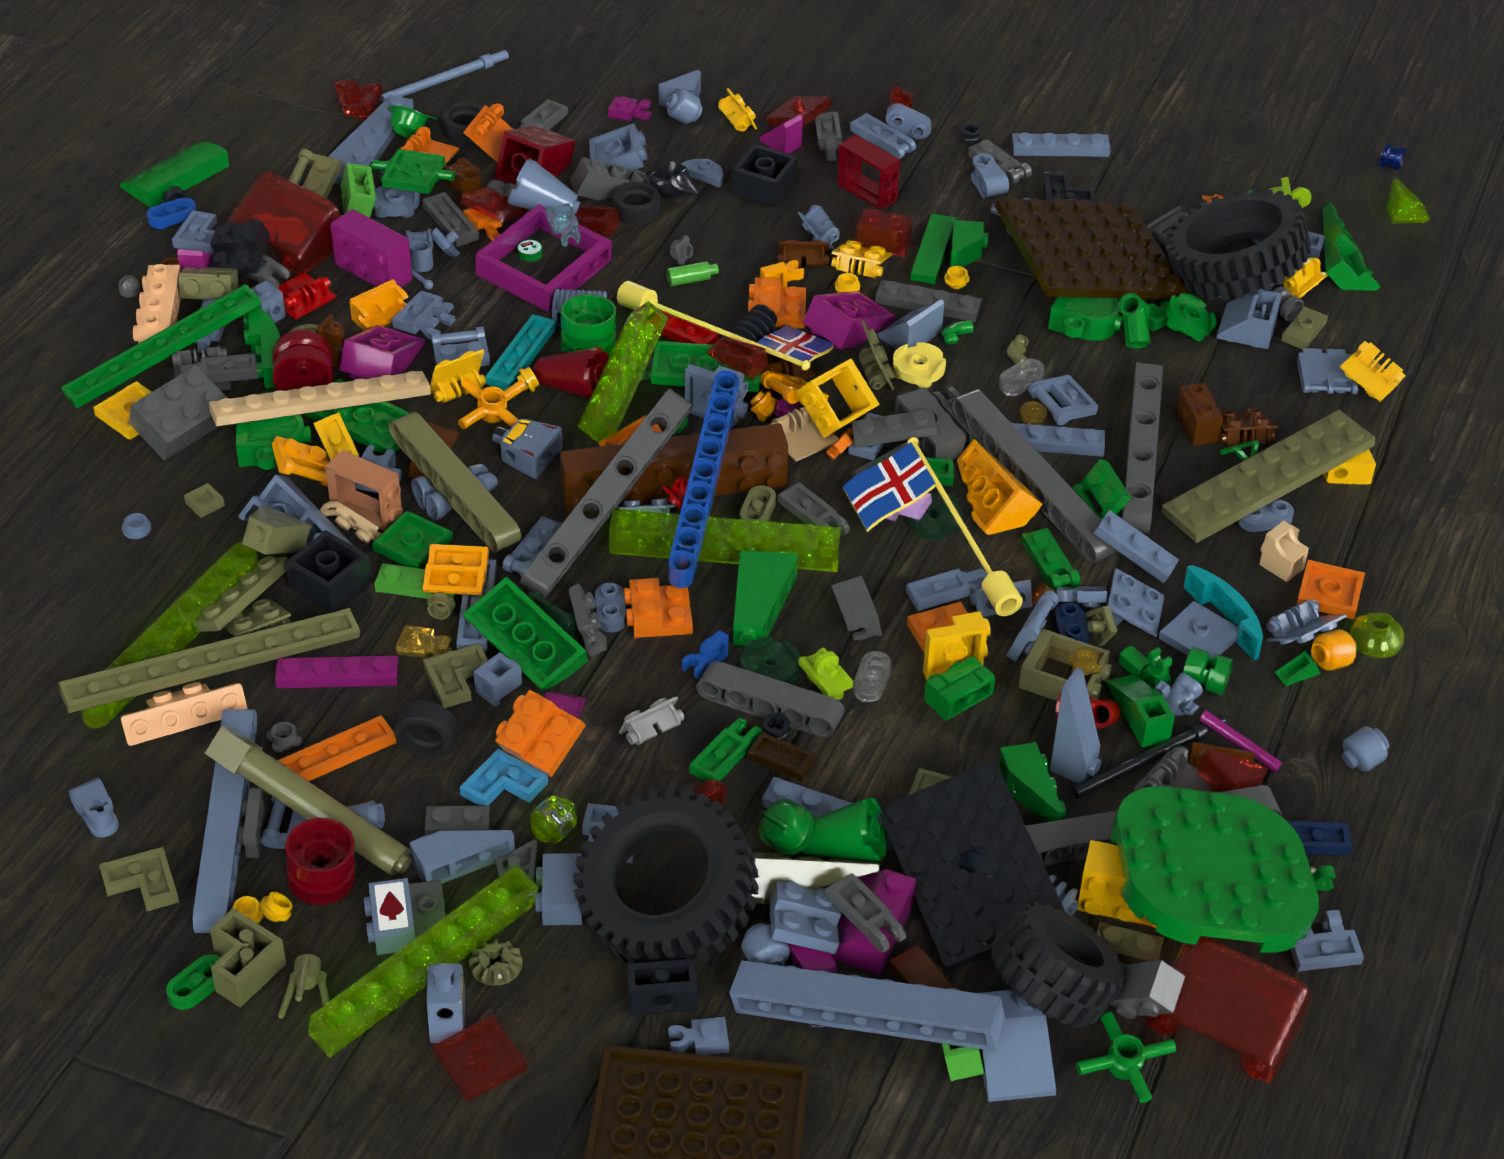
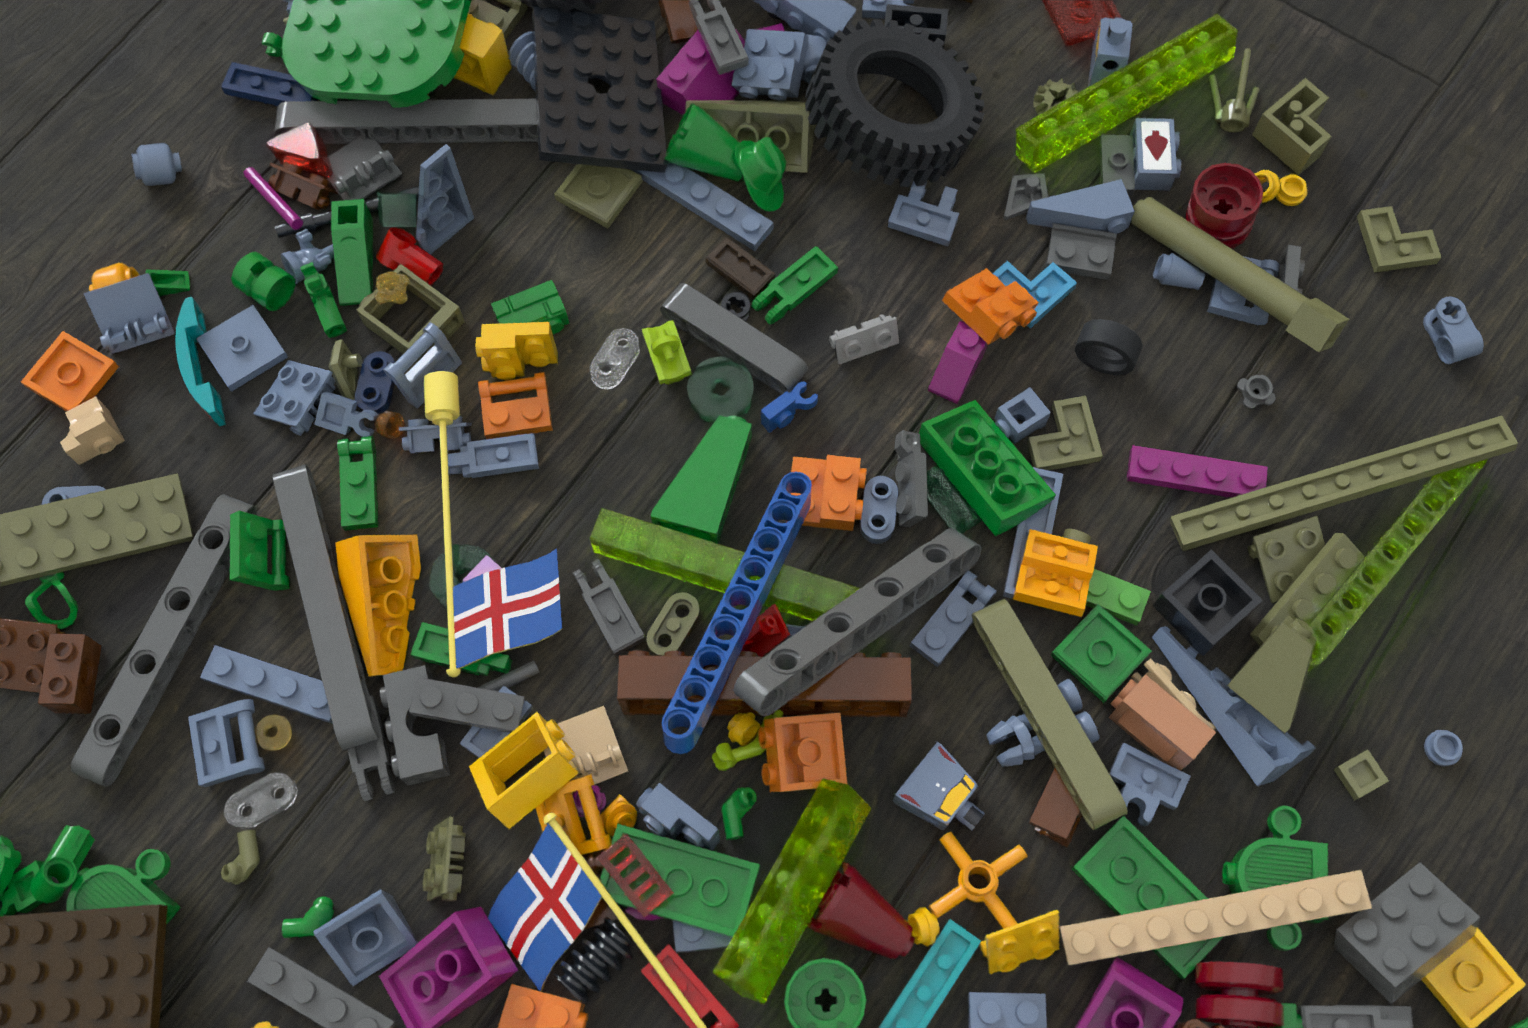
camera: 165 degrees left, 25 degrees up
(181, 710) = (1358, 443): light nougat bracket -> none
(192, 983) = (1334, 124): green plate -> none
(220, 845) = (1320, 250): sand blue beam -> none
(300, 459) = (1238, 818): light orange plate -> none
(335, 436) = (1190, 846): yellow plate -> none
(341, 749) = (1204, 356): orange plate -> none
(419, 641) = (1104, 490): clear yellow plate -> none
(553, 819) = (986, 226): clear neon green head -> none
(557, 896) = (989, 154): sand blue brick -> none
(714, 791) = (821, 236): clear red plate -> none
(841, 444) = (538, 700): orange bar -> none
(857, 608) = (604, 443): dark grey hinge -> none
(907, 365) = (406, 859): light yellow plate -> none
(1029, 781) = (503, 195): green slope -> none
(1117, 737) = (397, 209): none -> clear green brick
(1136, 546) = (256, 463): sand blue plate -> none
(1374, 640) = (67, 316): clear neon green piece -> none

